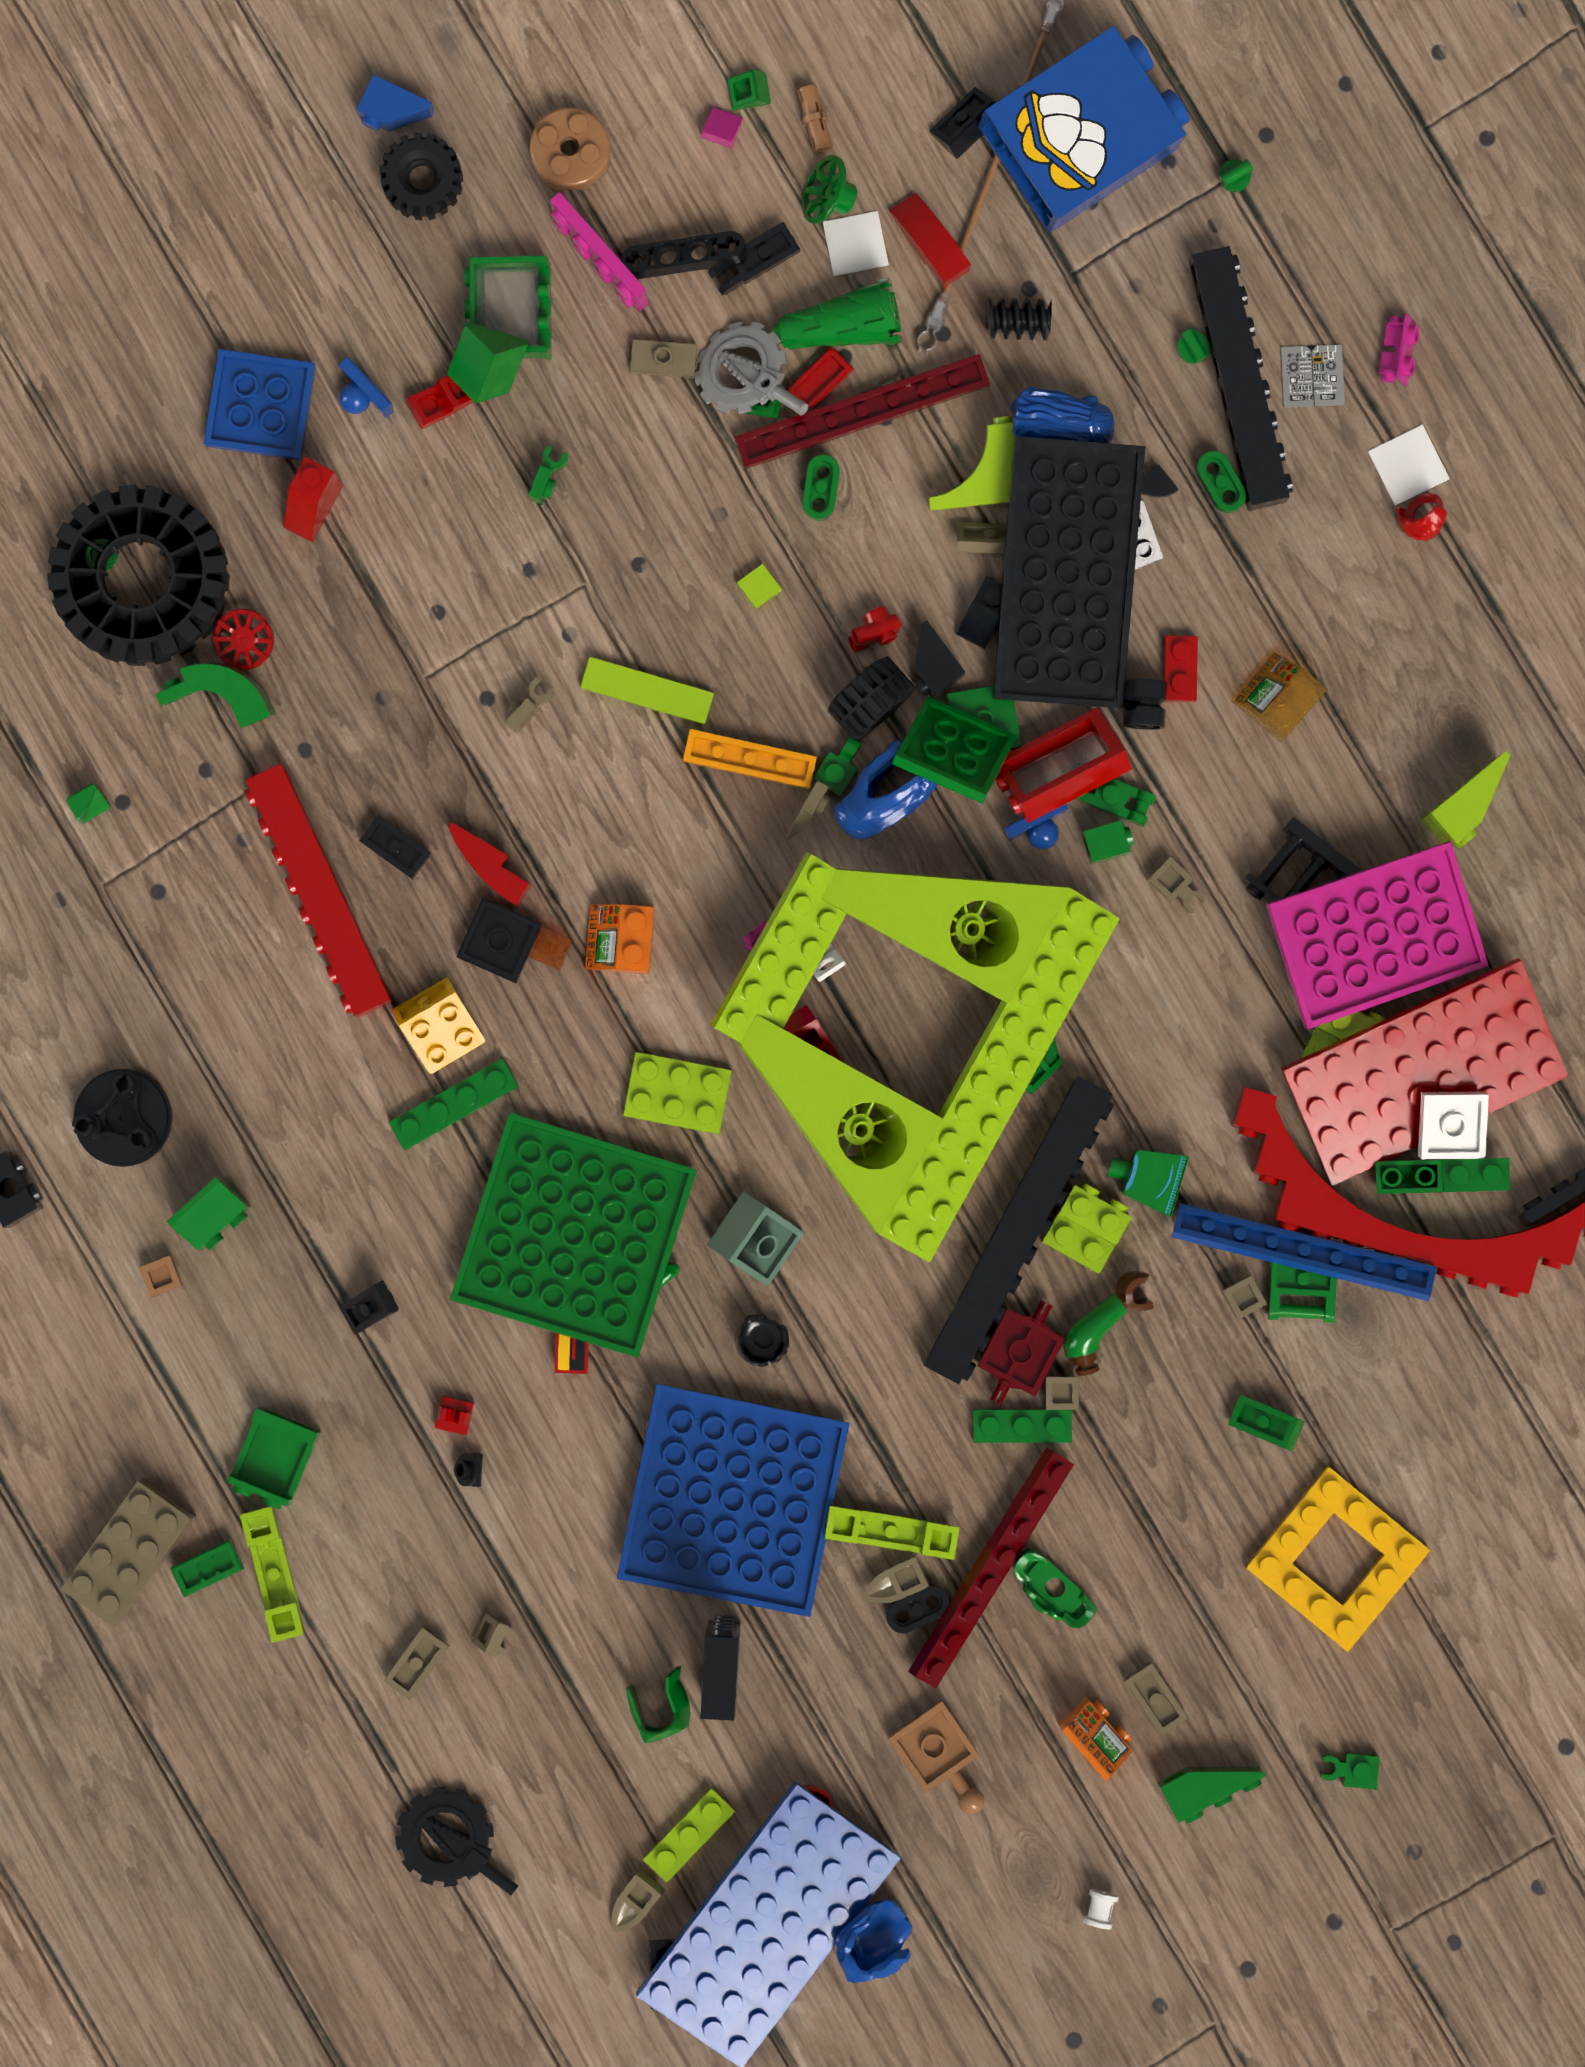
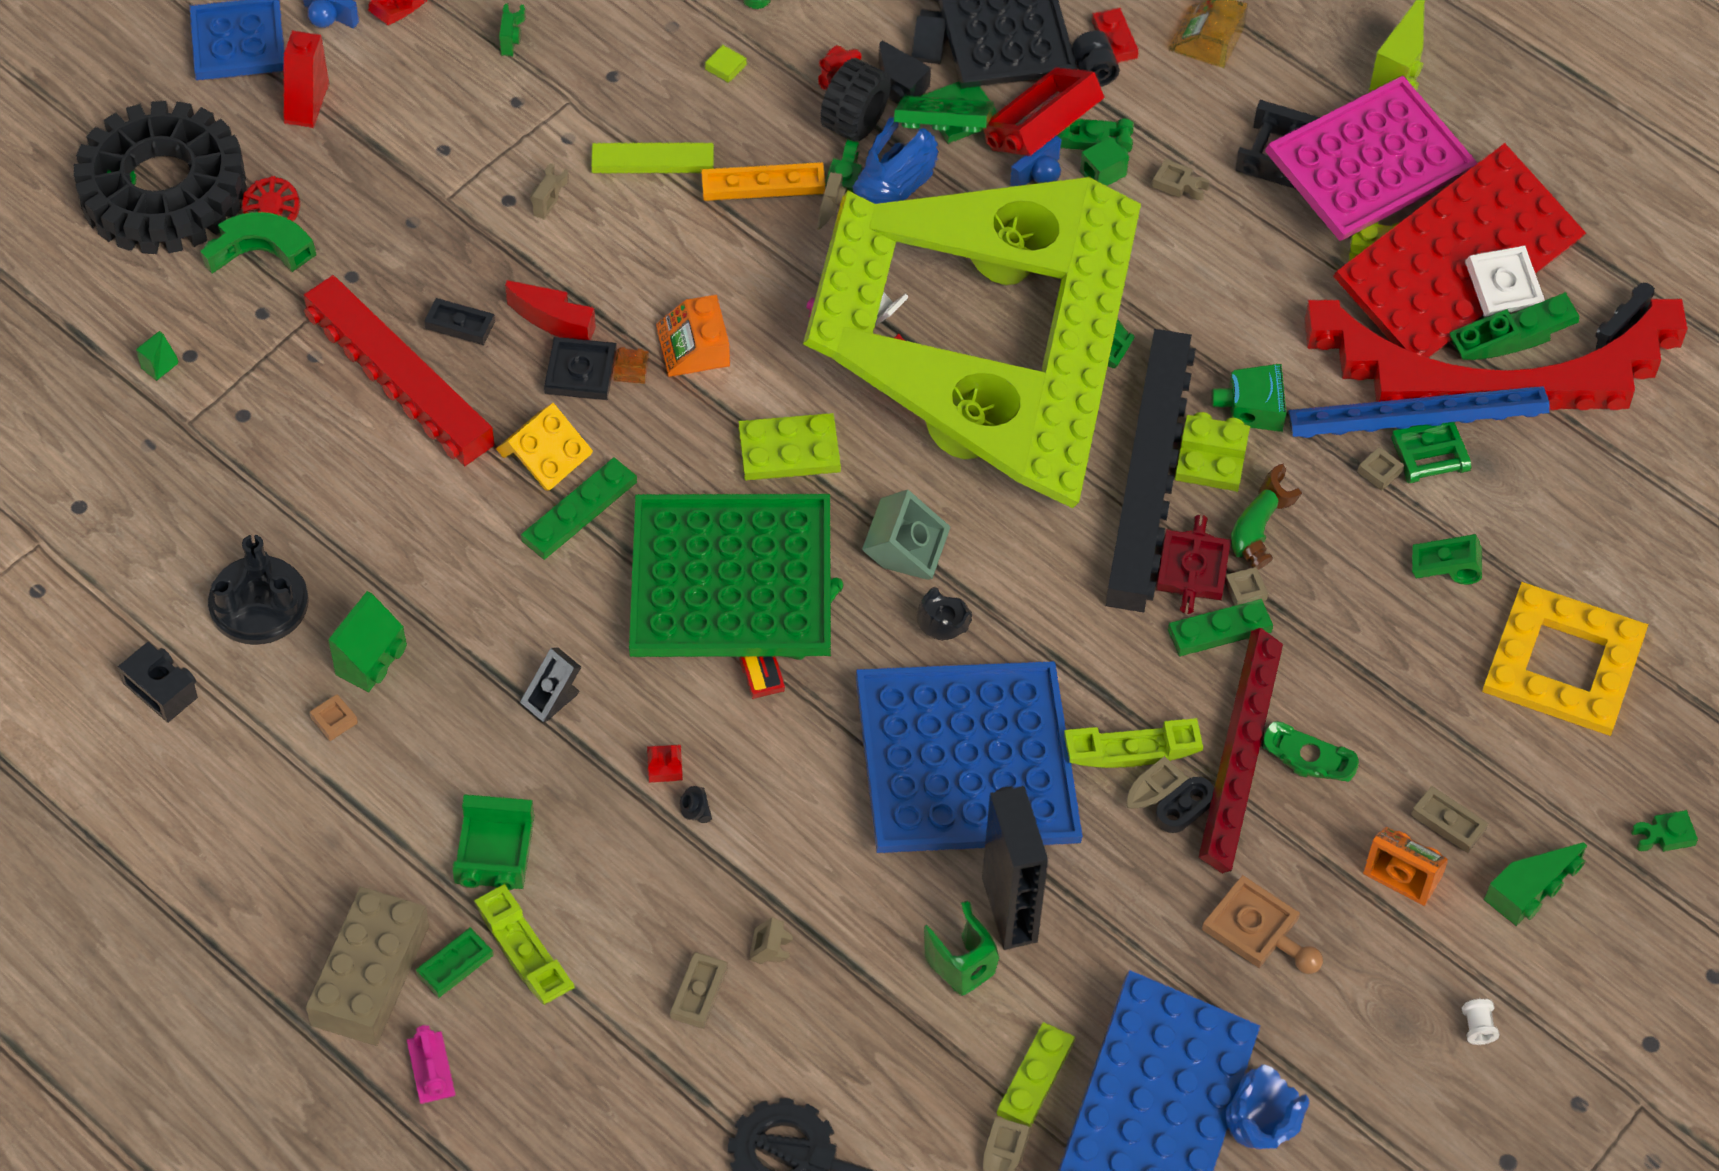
camera: 20 degrees left, 30 degrees down
(161, 1664) = (430, 1065): none -> dark pink hinge

